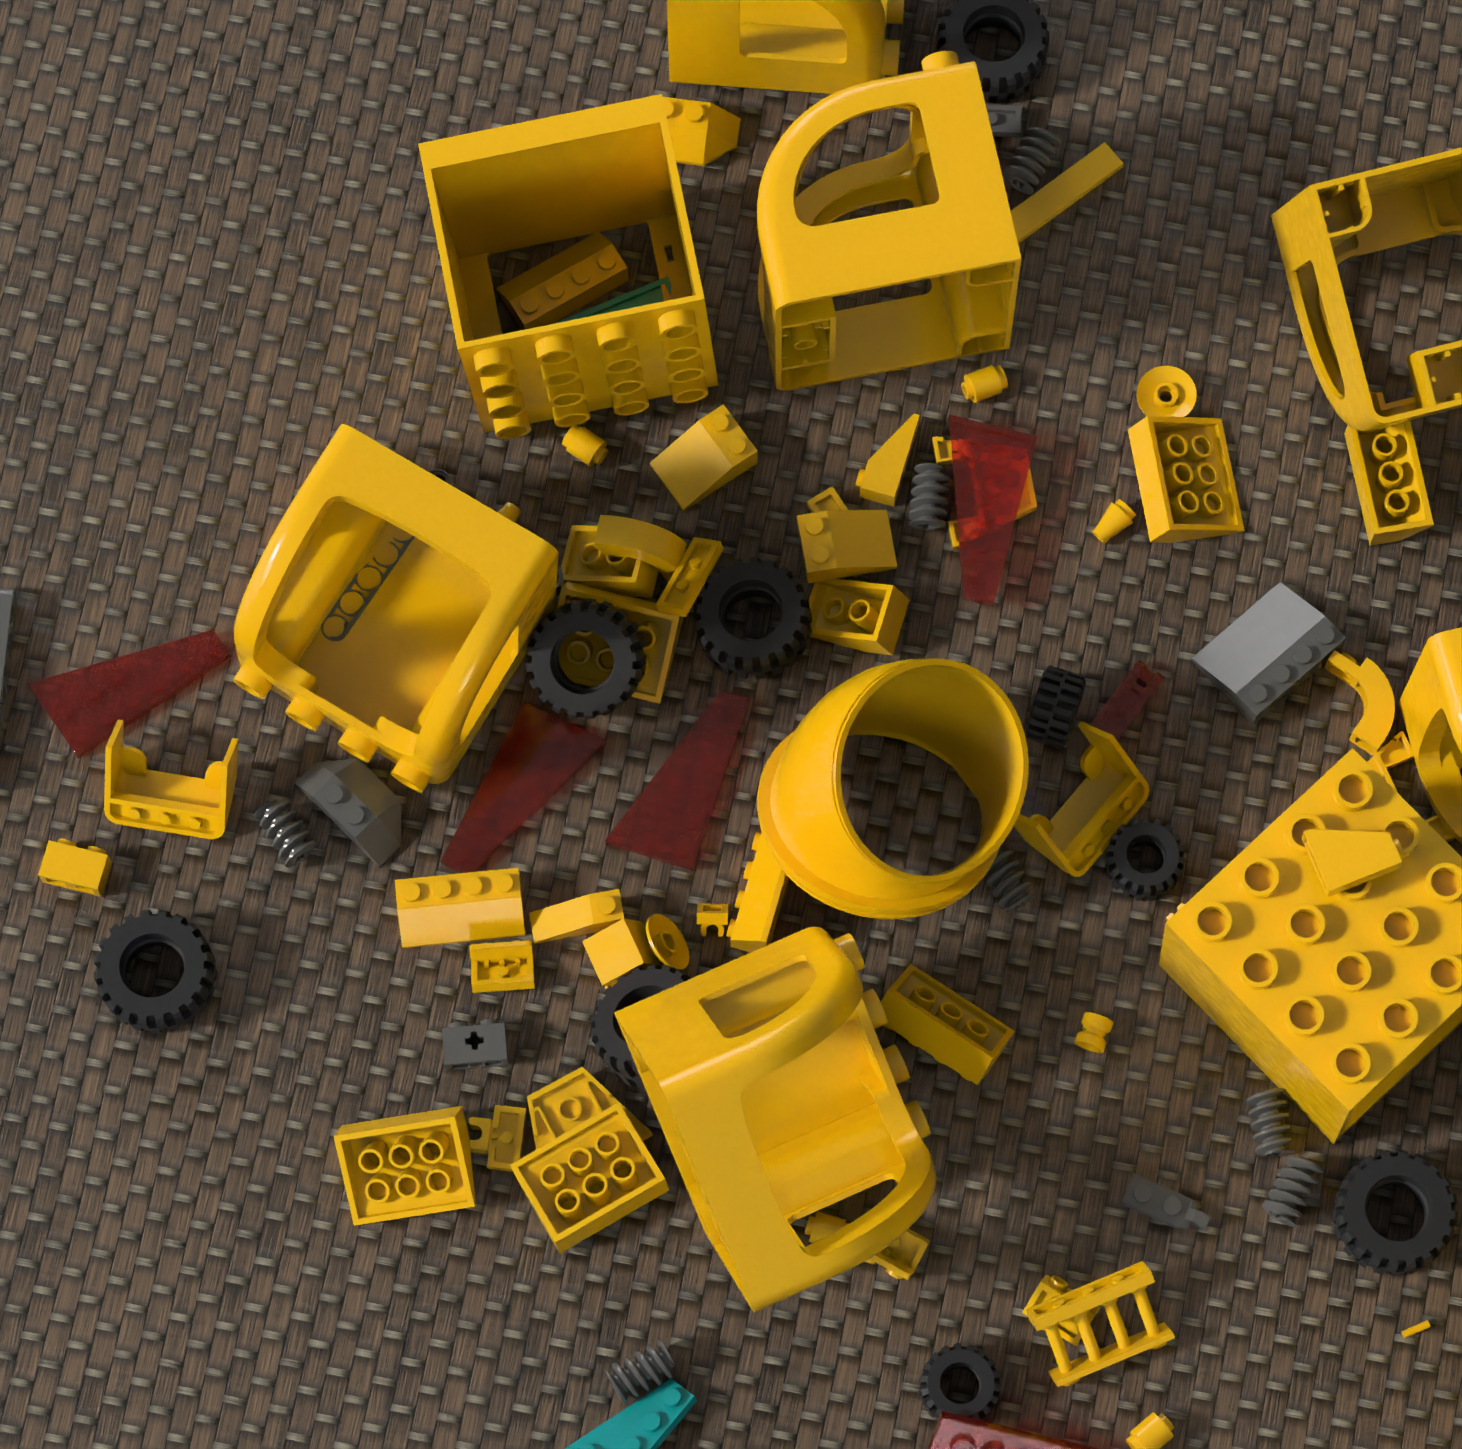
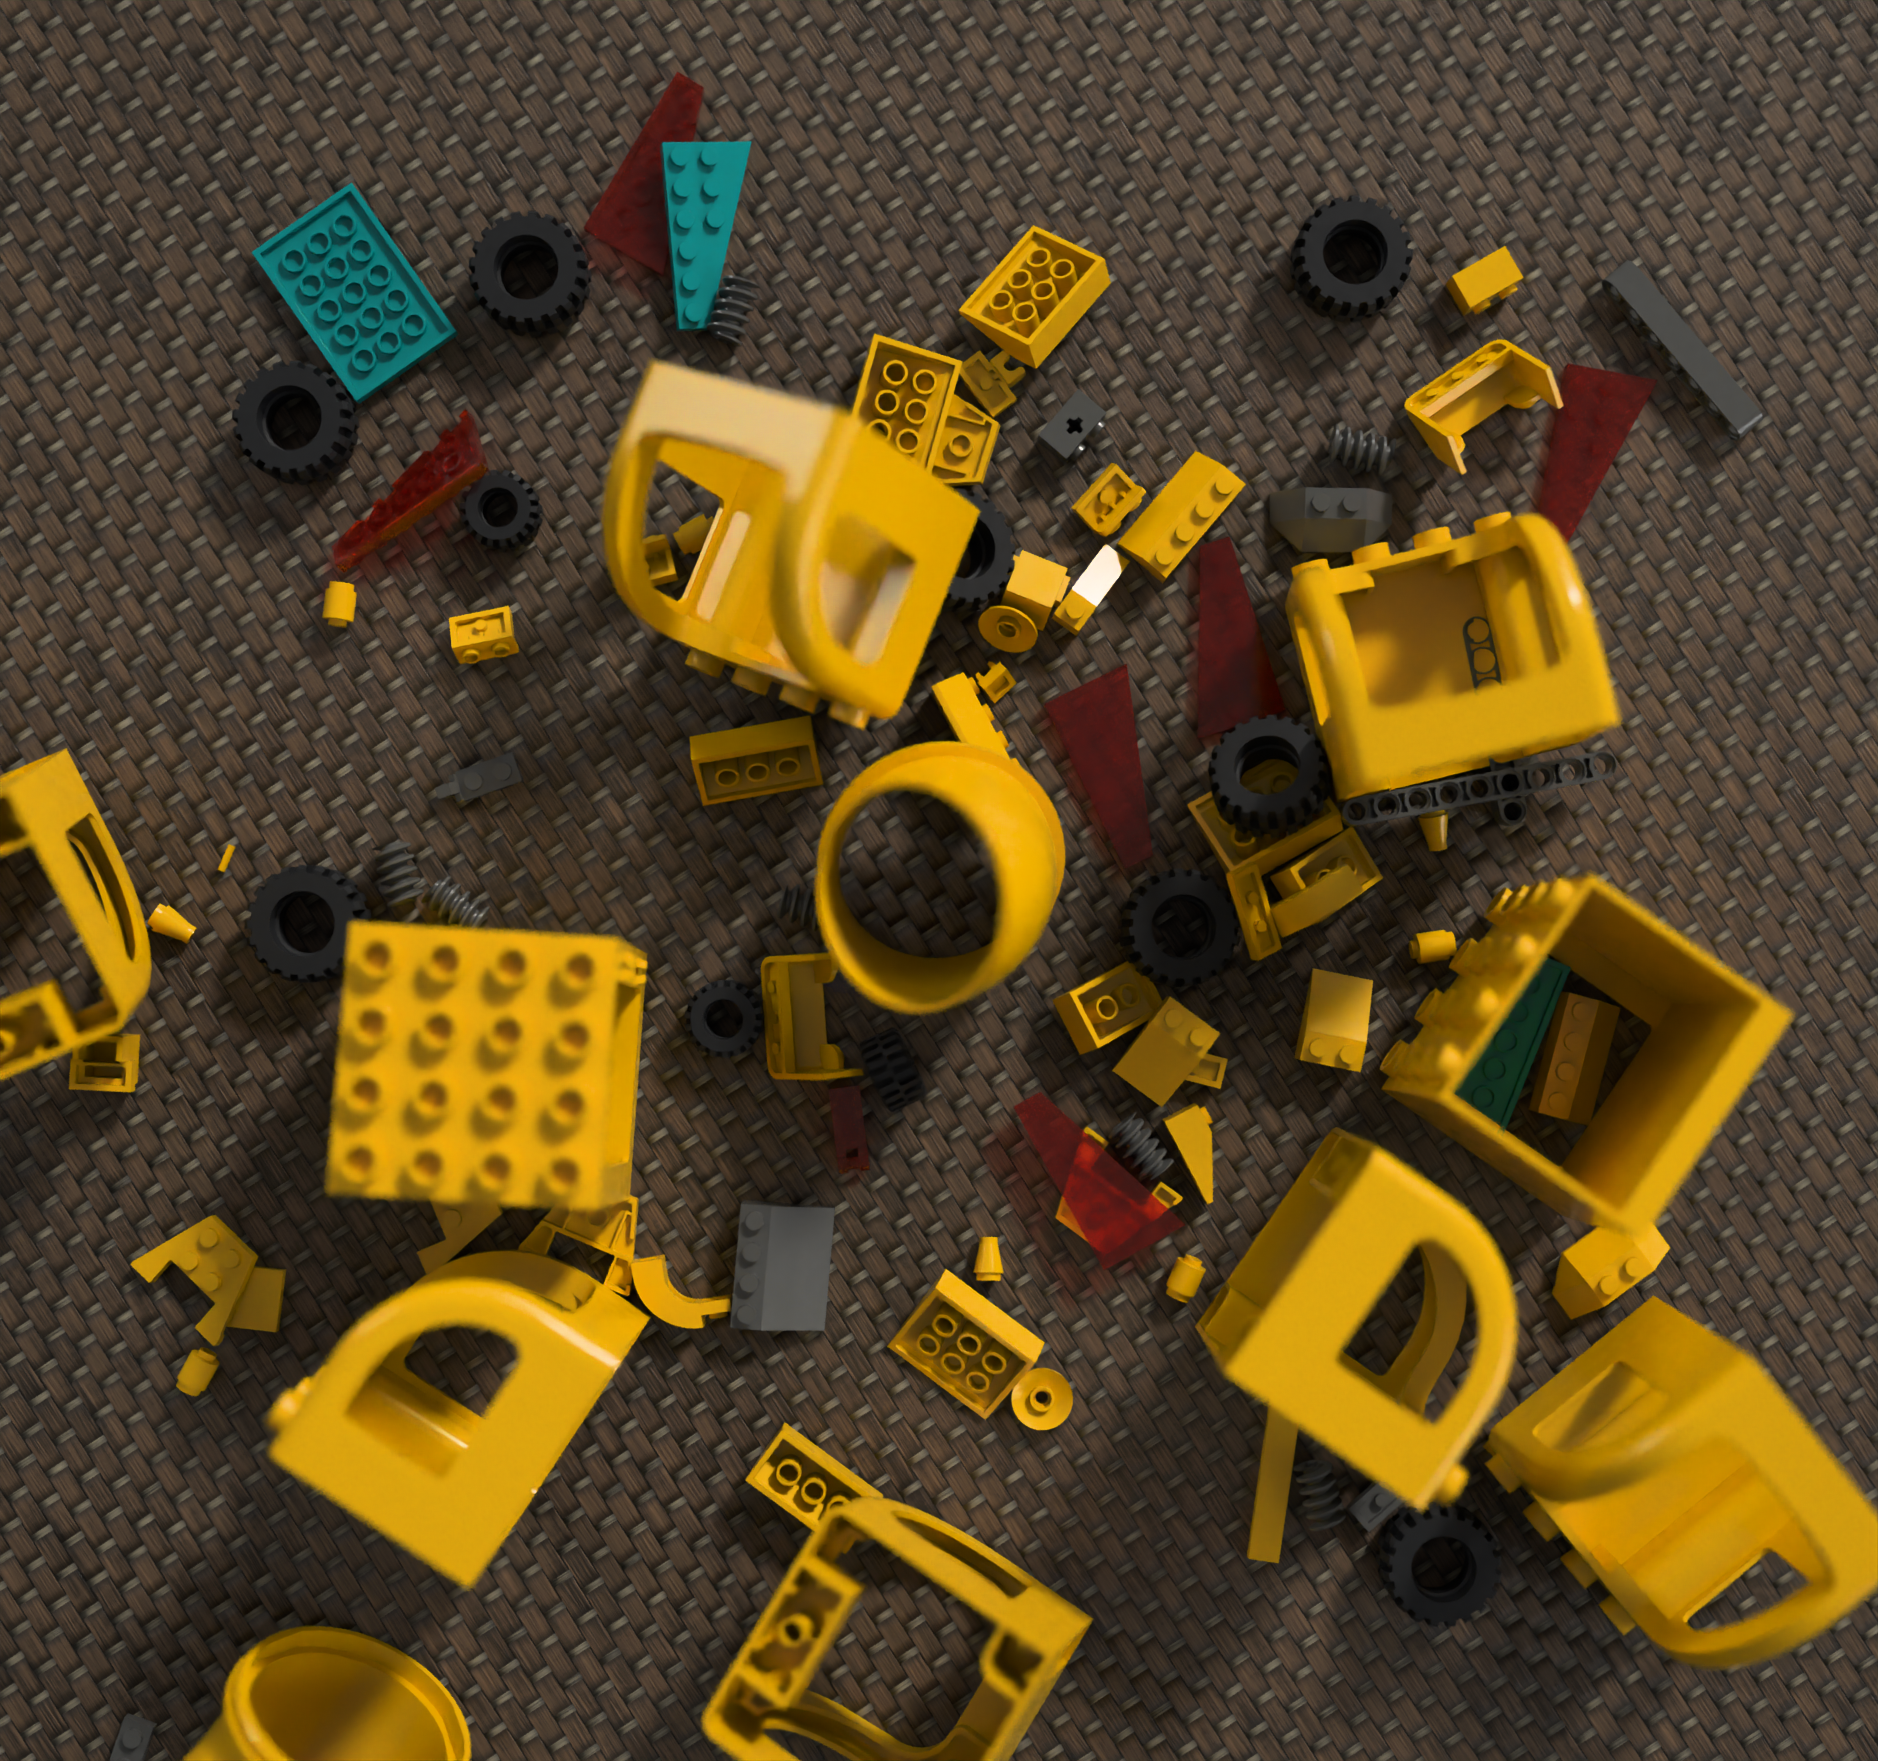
camera: 135 degrees right, 15 degrees up
(1077, 1305) = (461, 655): yellow fence -> none
(1094, 1029) = (644, 856): yellow wheel -> none
(1351, 857) = (512, 1113): yellow slope -> none

